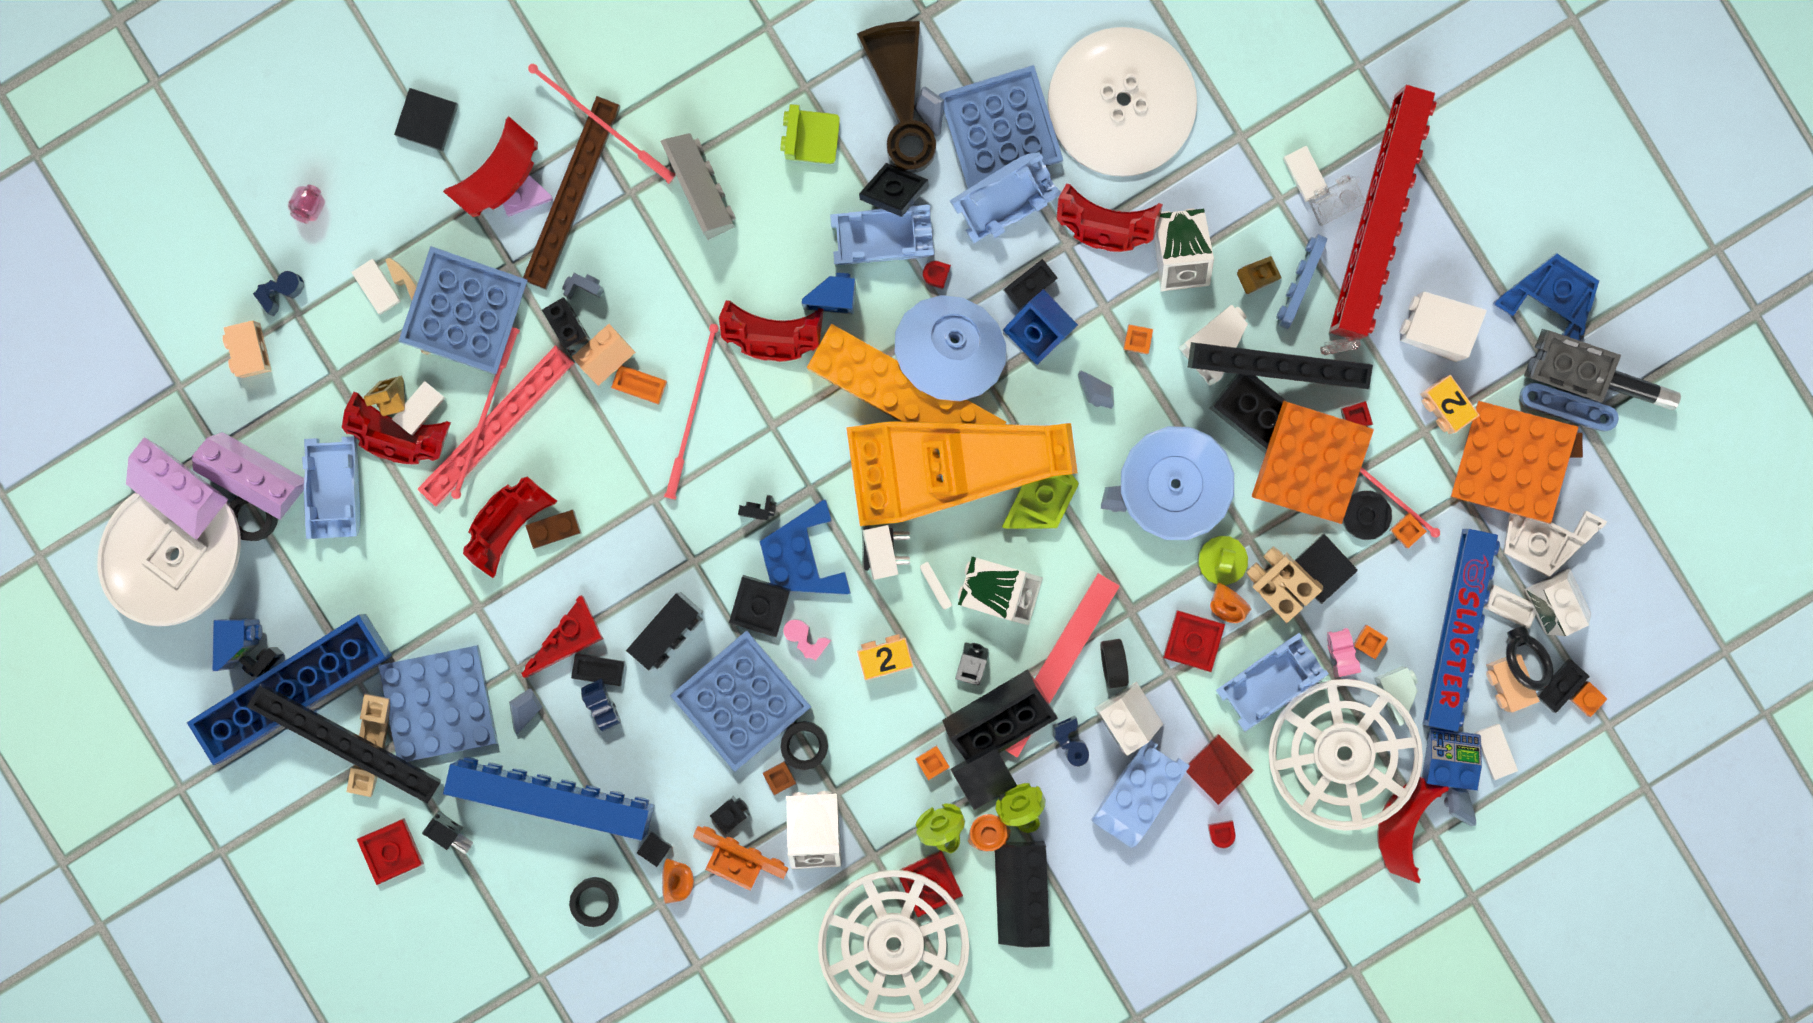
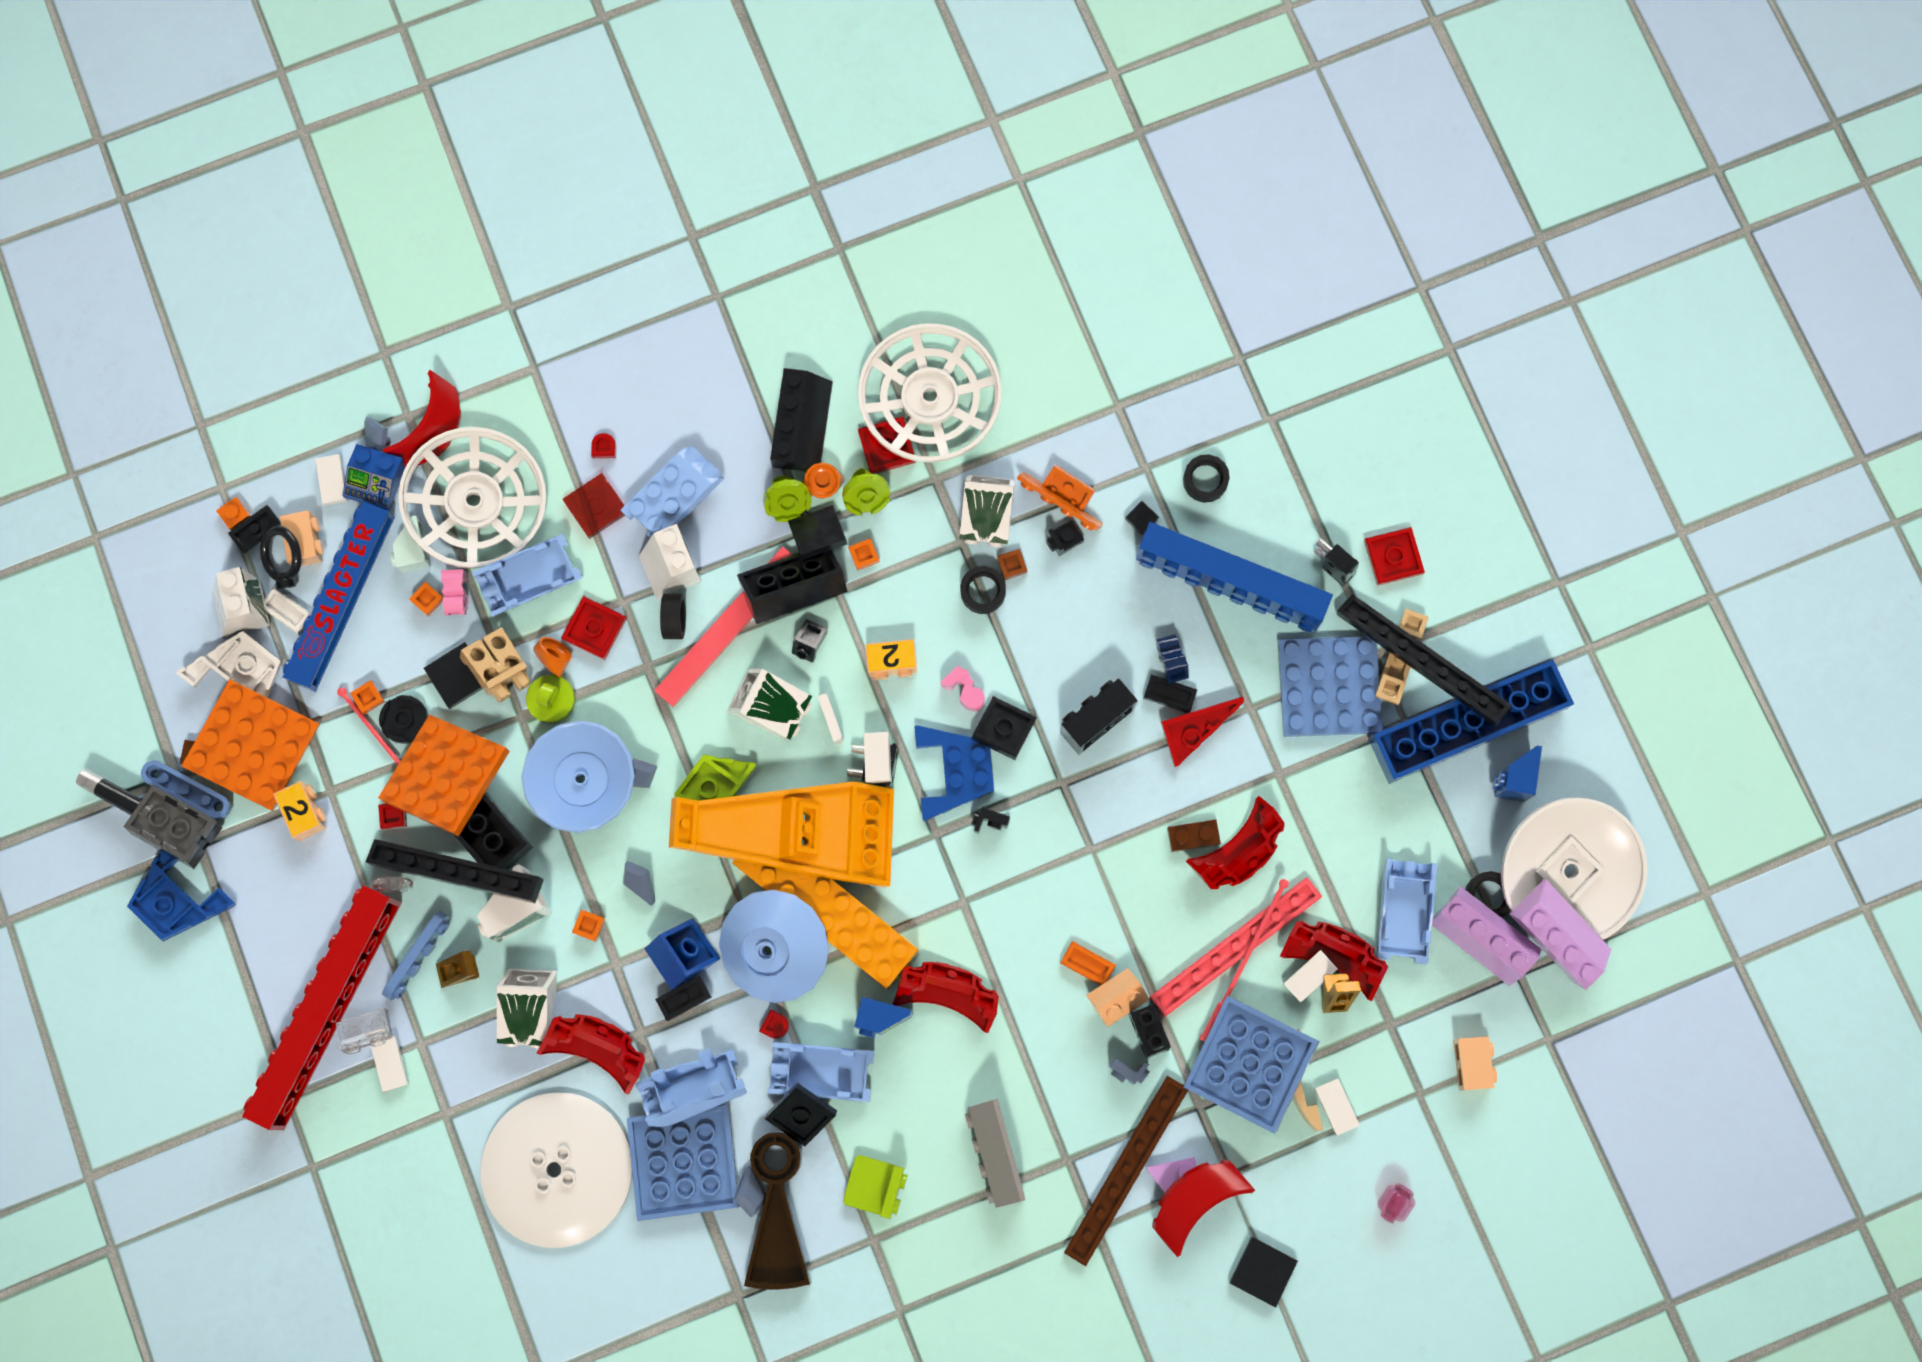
camera: 160 degrees left, 10 degrees down
(265, 661) = (1492, 755): black bracket -> none
(287, 283) = (1425, 1122): dark blue leg -> none
(523, 709) = (1247, 667): sand blue piece -> none
(642, 154) = (1044, 1191): coral piece -> none
(676, 881) = (1125, 484): orange piece -> none
(679, 461) = (1060, 881): coral piece -> none
(740, 701) = (1036, 641): medium blue plate -> none
(1076, 750) = (727, 545): dark blue leg -> none
(1442, 326) = (288, 887): white slope -> none

